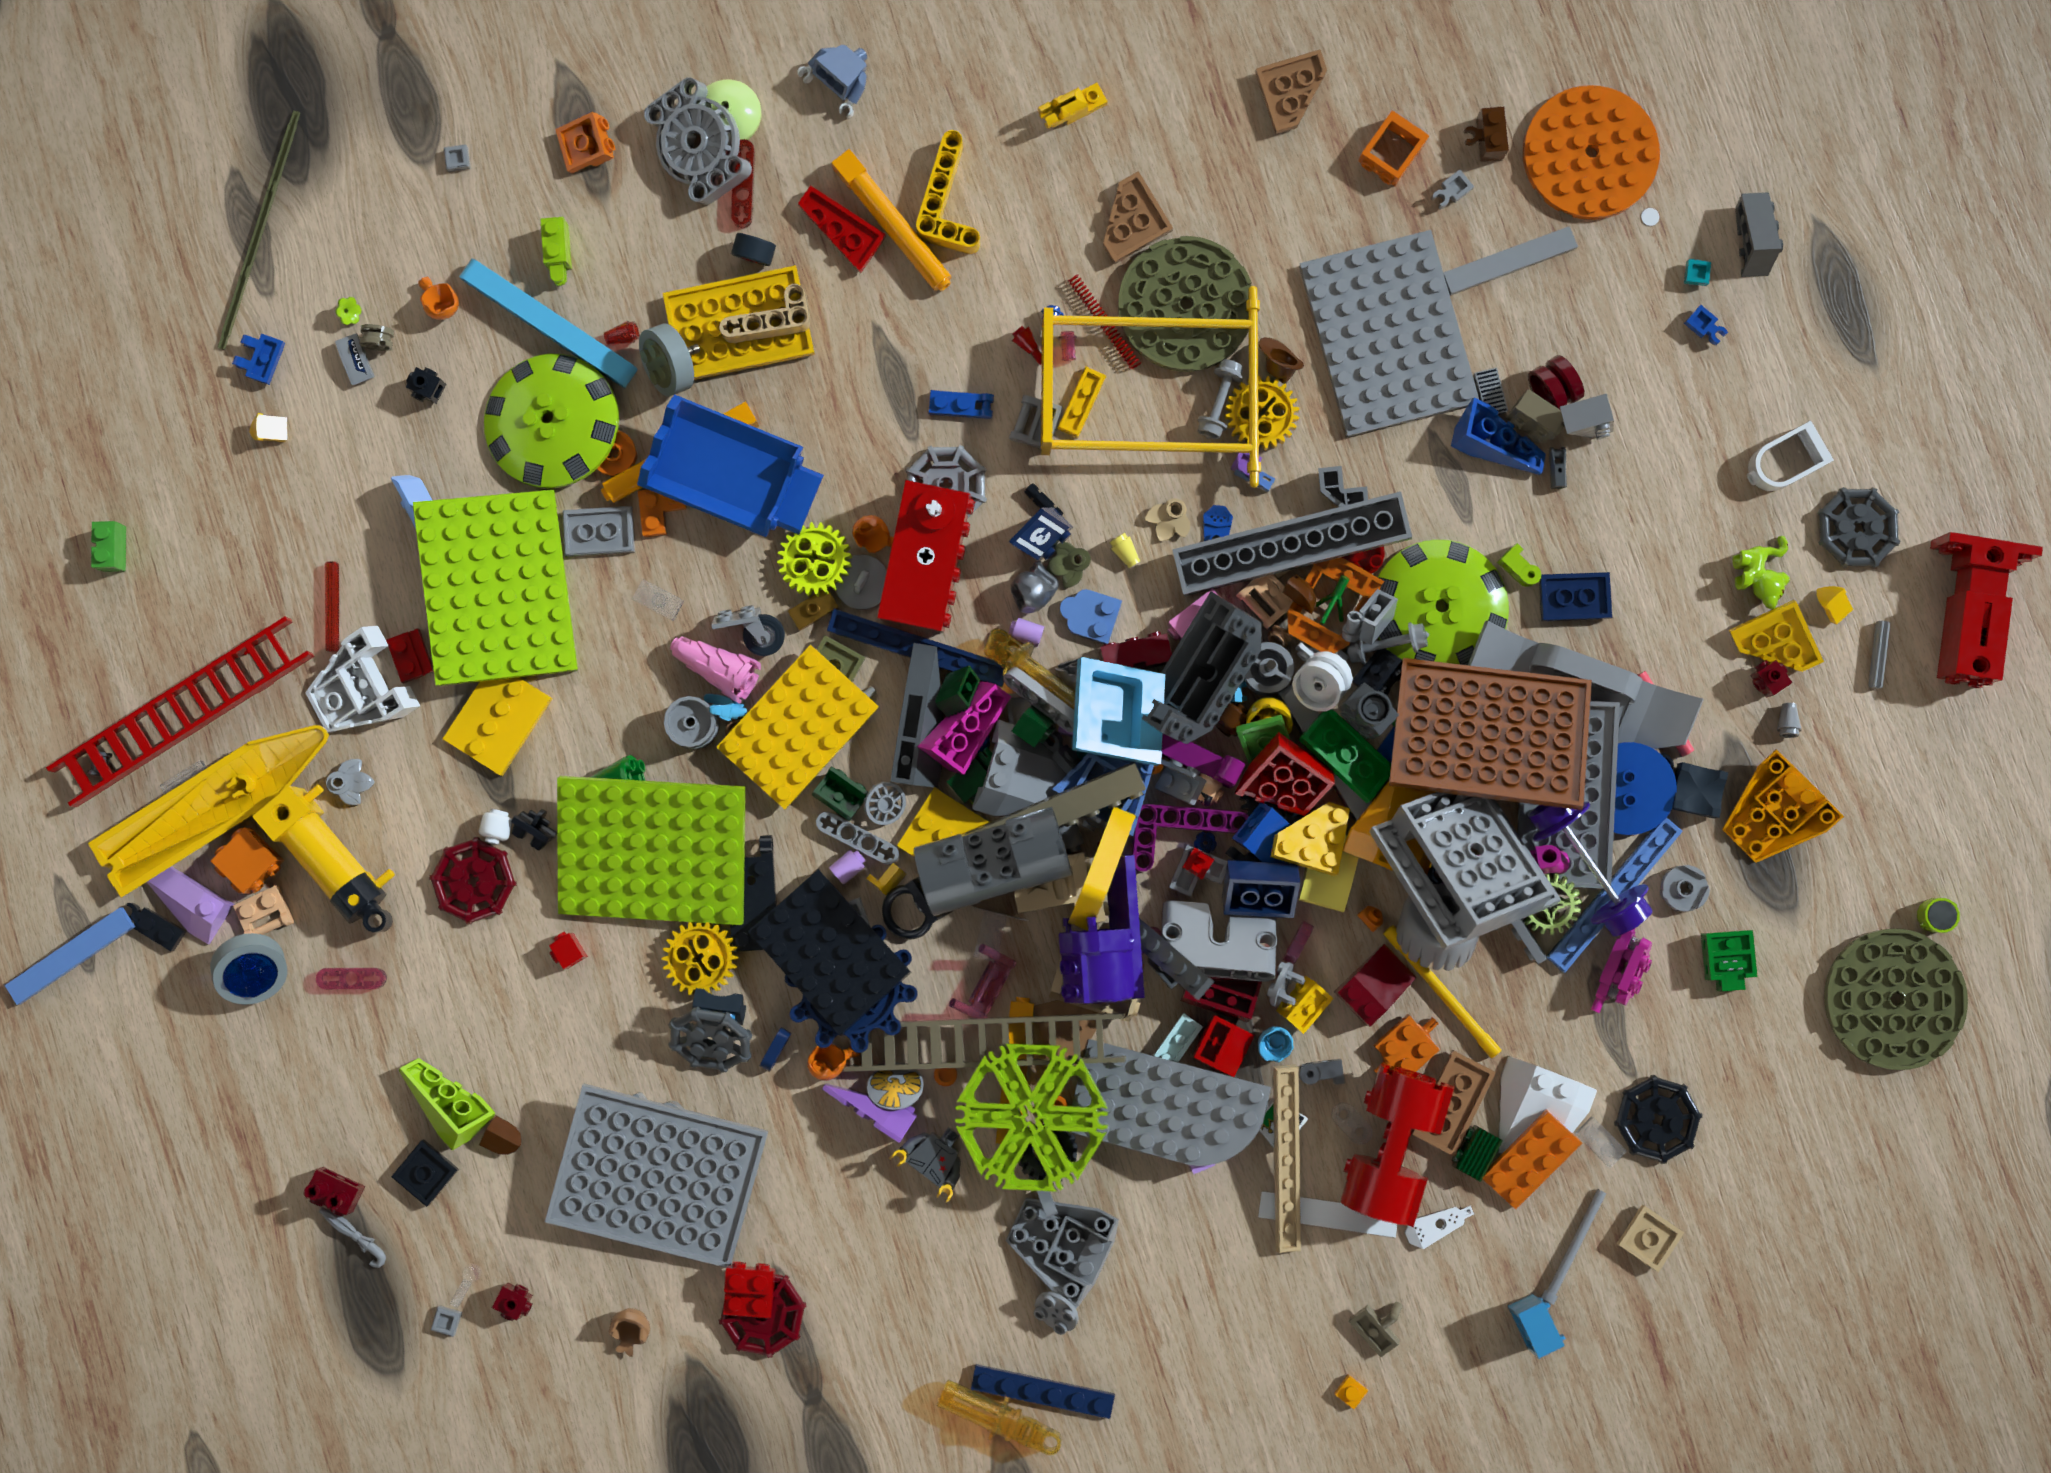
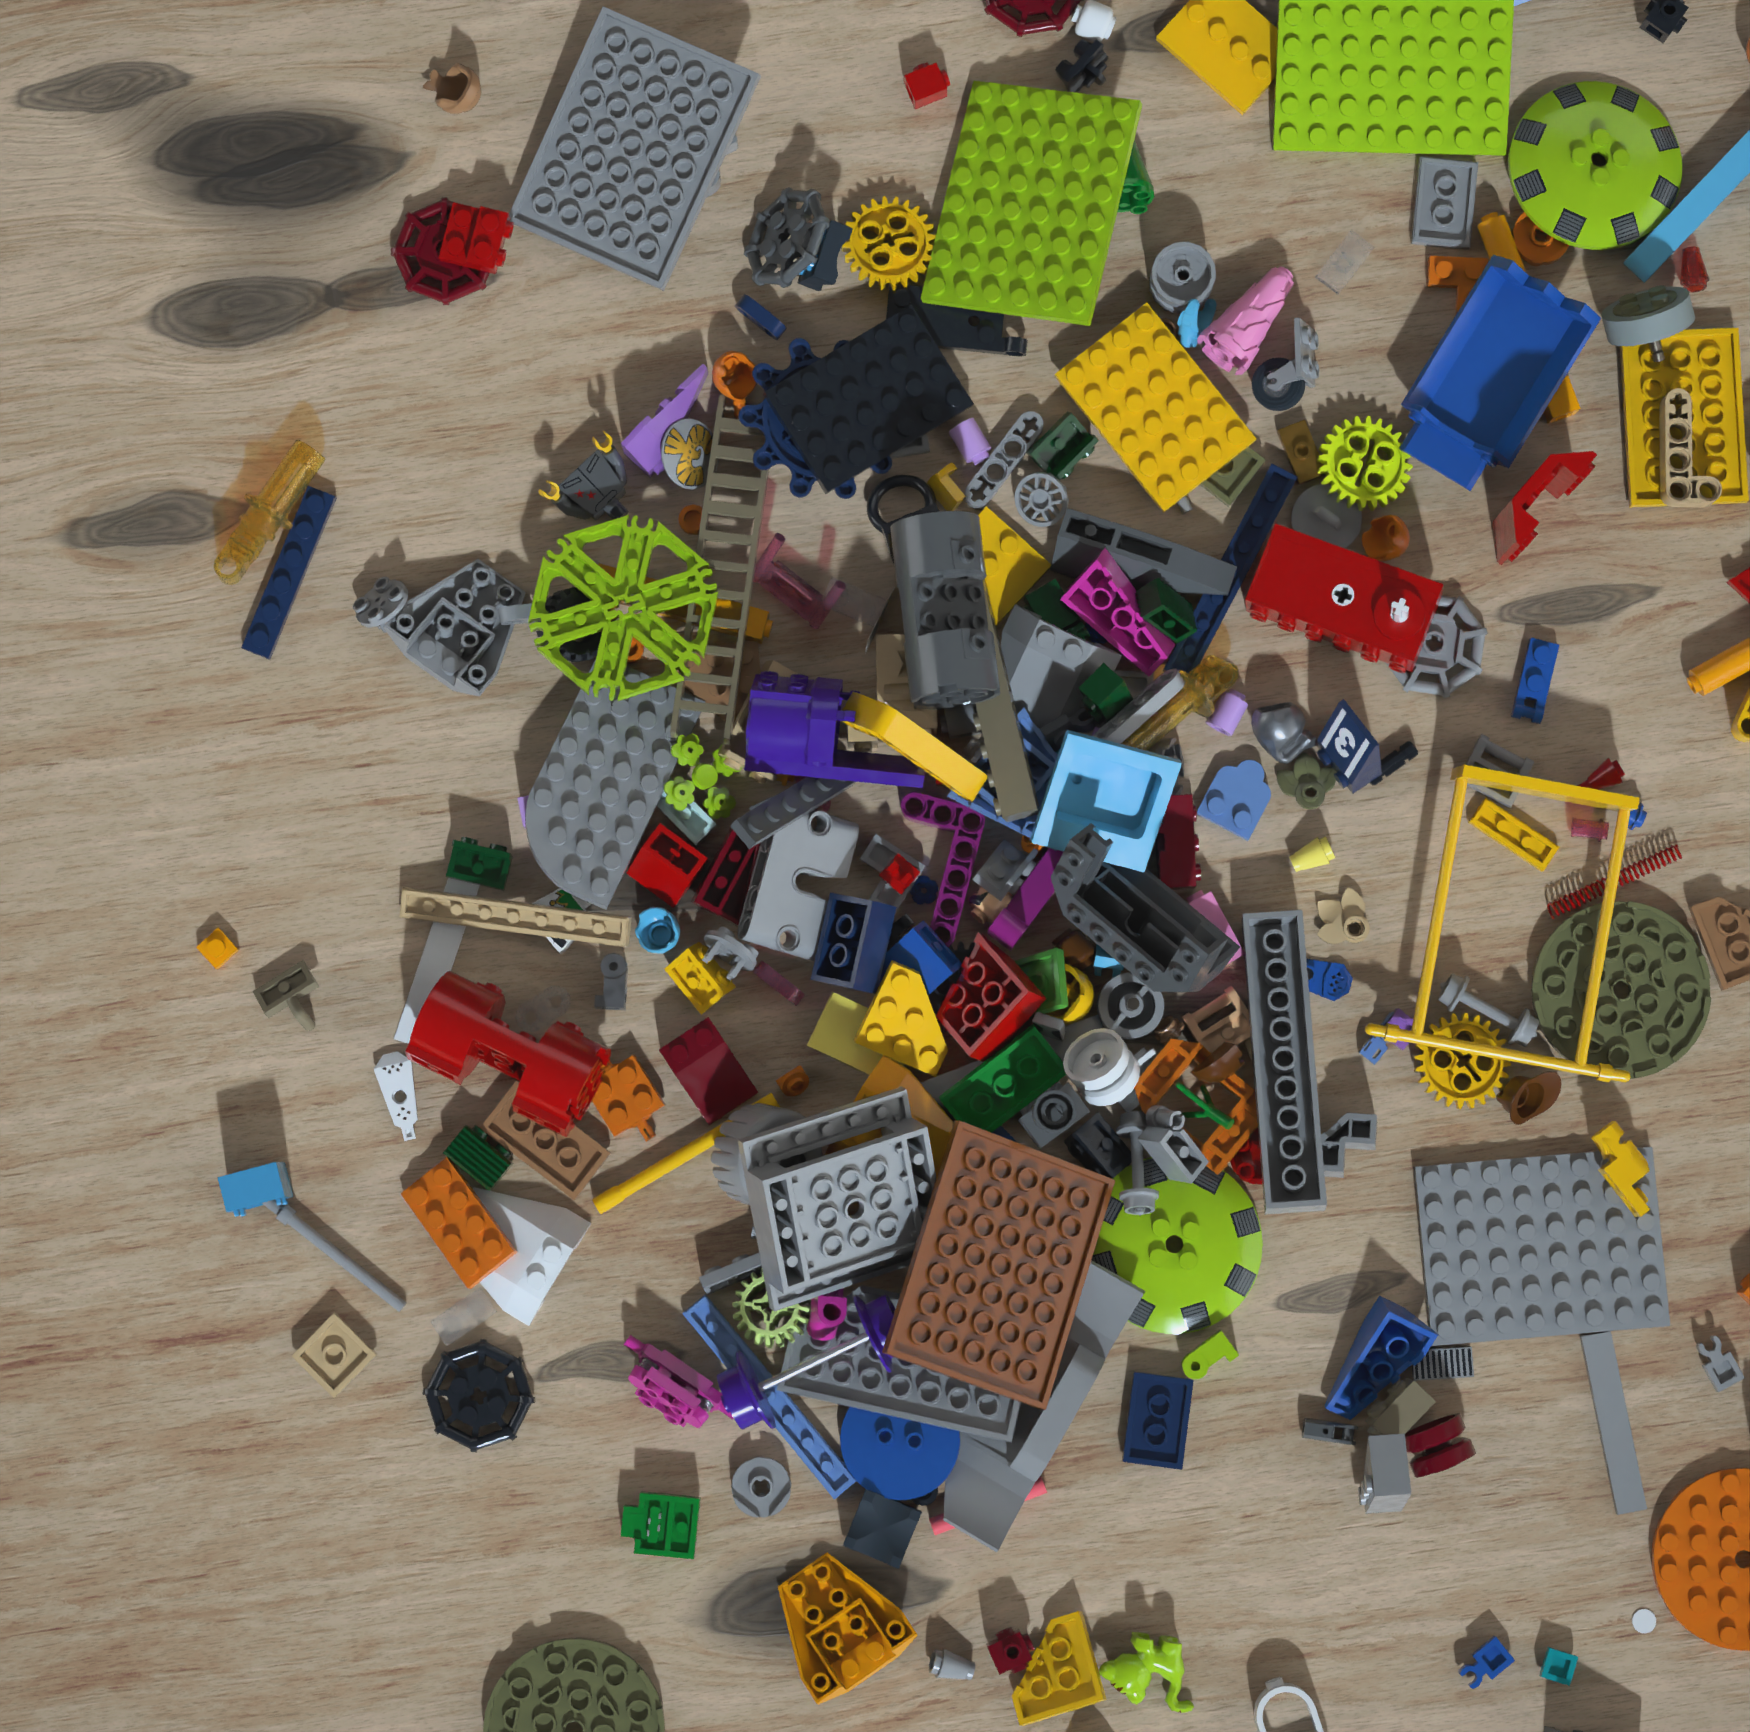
camera: 100 degrees right, 0 degrees up
(848, 438) = (1557, 475): none -> red slope
(1148, 1030) = (703, 777): none -> lime plant
(1248, 1194) = (479, 864): none -> dark green bracket
(1296, 727) = (1049, 1026): none -> light grey tile
(1321, 280) = (1624, 1167): none -> yellow plate

